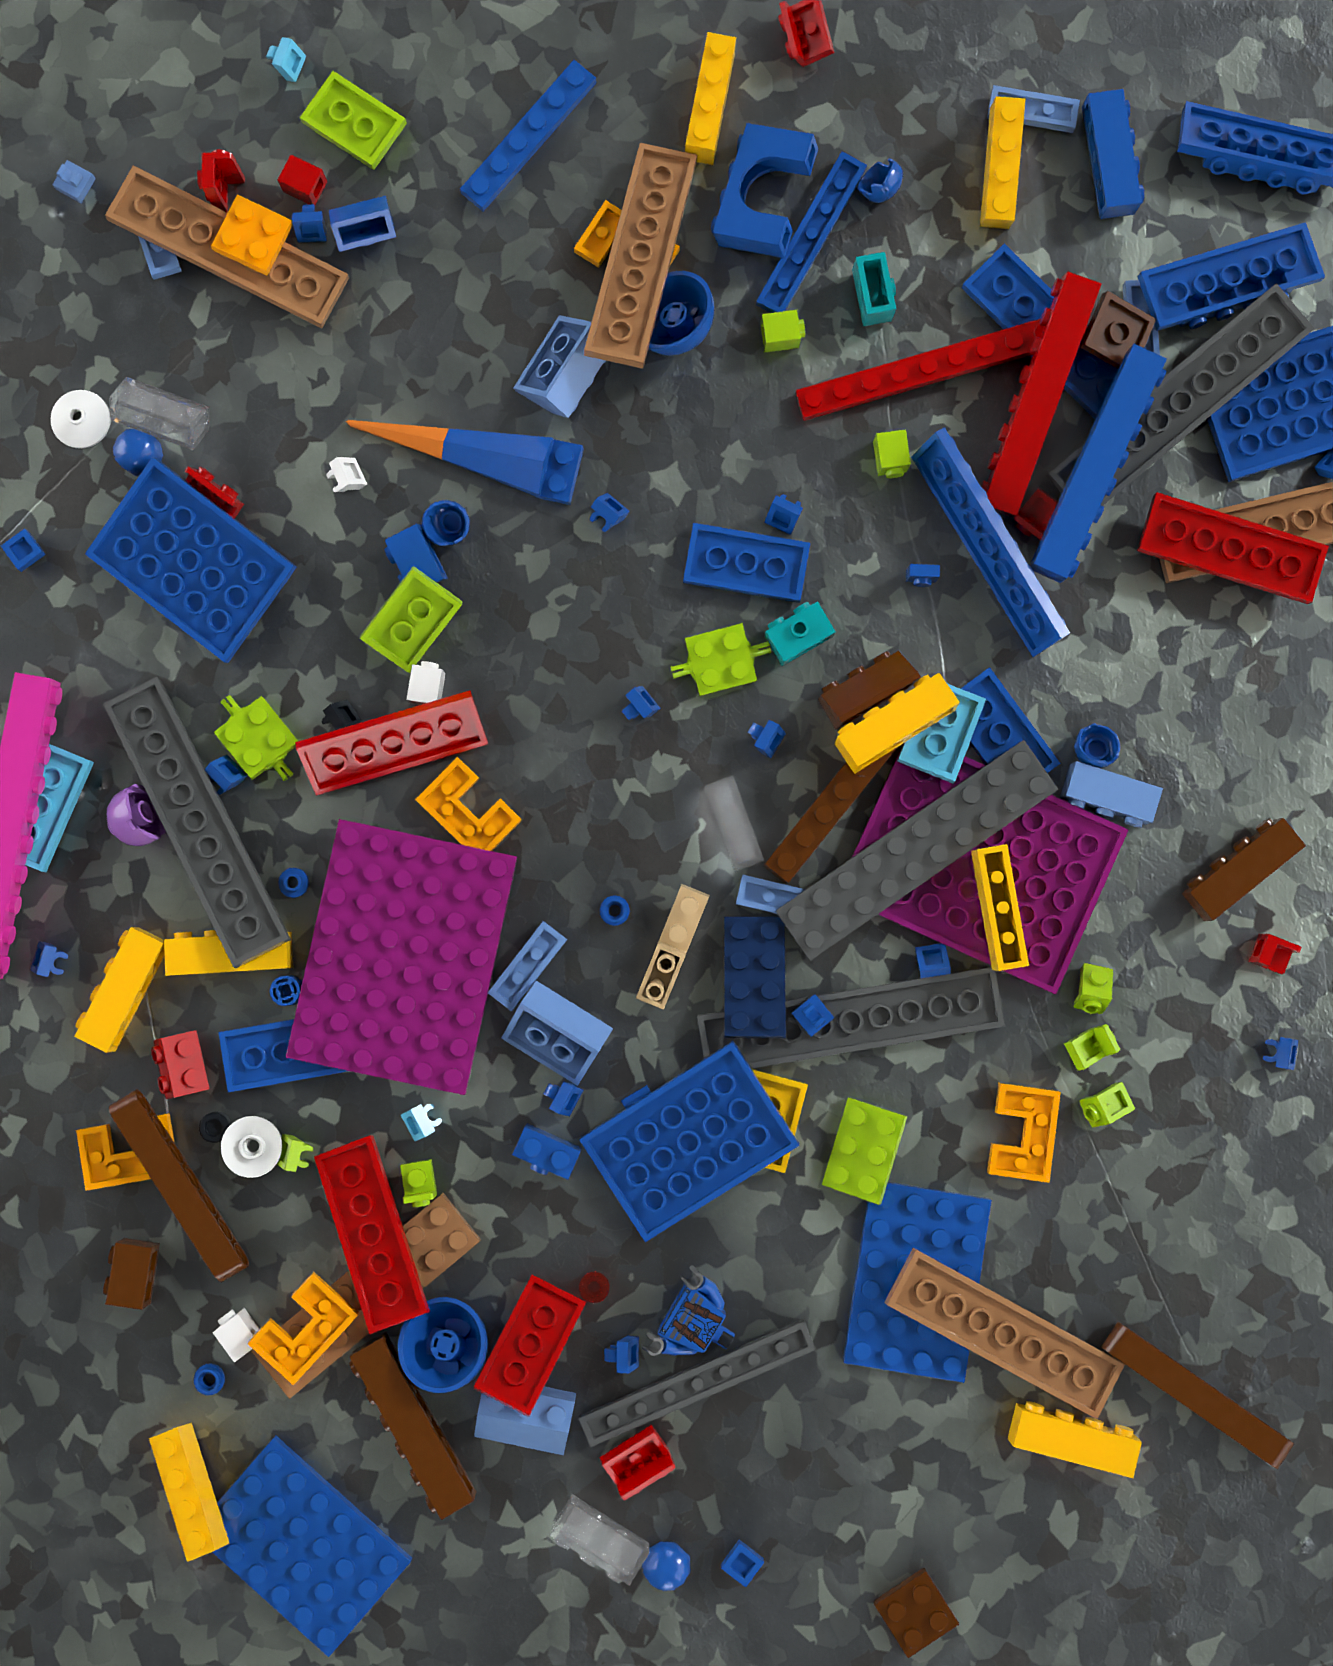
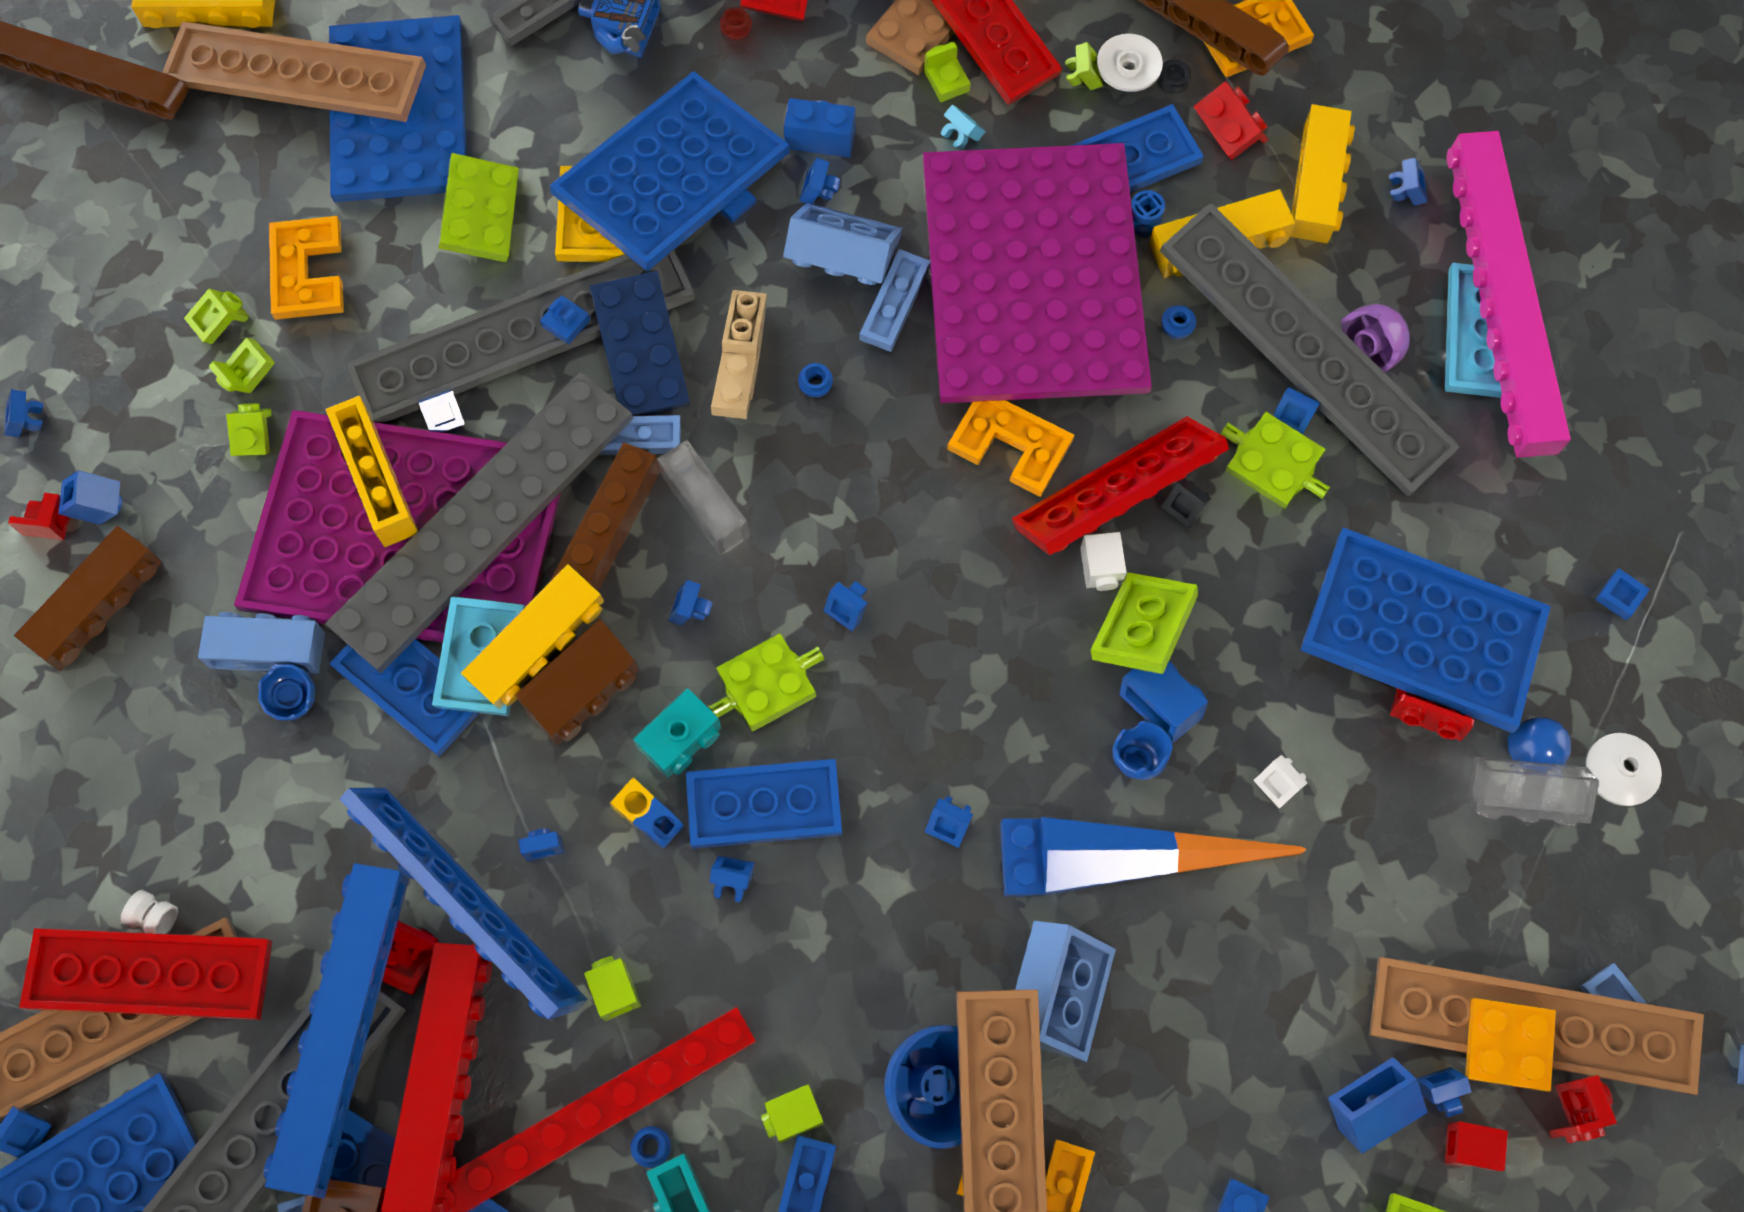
camera: 170 degrees right, 15 degrees down
(838, 578) = (646, 813): none -> leg
(888, 330) = (639, 1141): none -> blue plate
(1231, 602) = (148, 914): none -> white wheel
(1233, 954) = (90, 497): none -> brick

